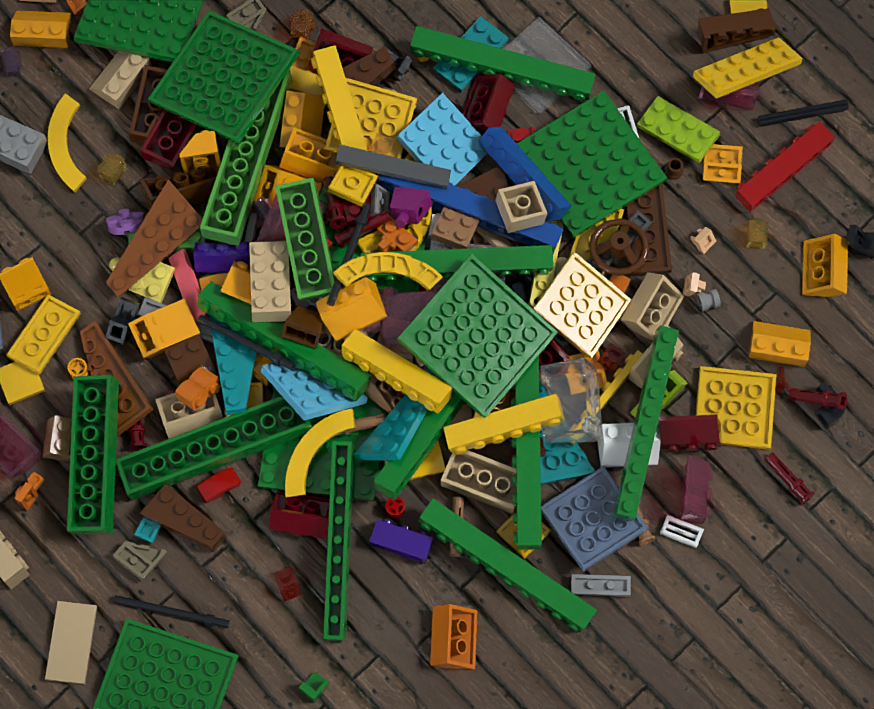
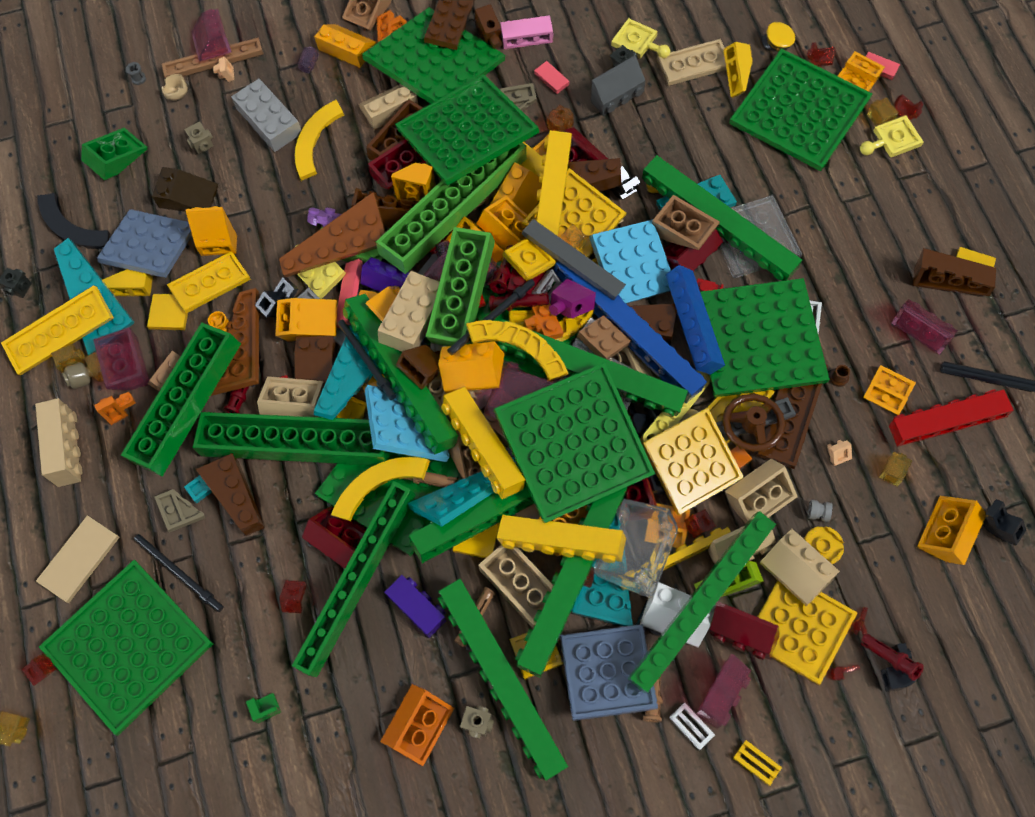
camera: 30 degrees right, 5 degrees down
(112, 168) = (340, 171): clear yellow brick -> none
(198, 388) = (305, 381): orange brick -> none
(218, 484) = (280, 475): red slope -> none
(397, 505) = (427, 567): red wheel -> none
(474, 85) = (684, 224): none -> medium nougat slope
(498, 615) = (470, 717): none -> dark tan brick
(521, 206) = (674, 343): tan brick -> none
(601, 585) = (585, 742): light grey plate -> none
(678, 129) = (860, 342): lime plate -> none
(693, 284) = (811, 489): light nougat tile -> none
(712, 357) = (799, 567): none -> tan slope
(724, 330) = (826, 542): none -> yellow tile
(747, 67) = (952, 311): yellow plate -> none
(748, 528) = (773, 774): none -> yellow tile
(779, 344) = (874, 585): light orange slope -> none
(781, 432) = (838, 672): none -> clear red hand
(795, 485) = (829, 734): dark red pin -> none

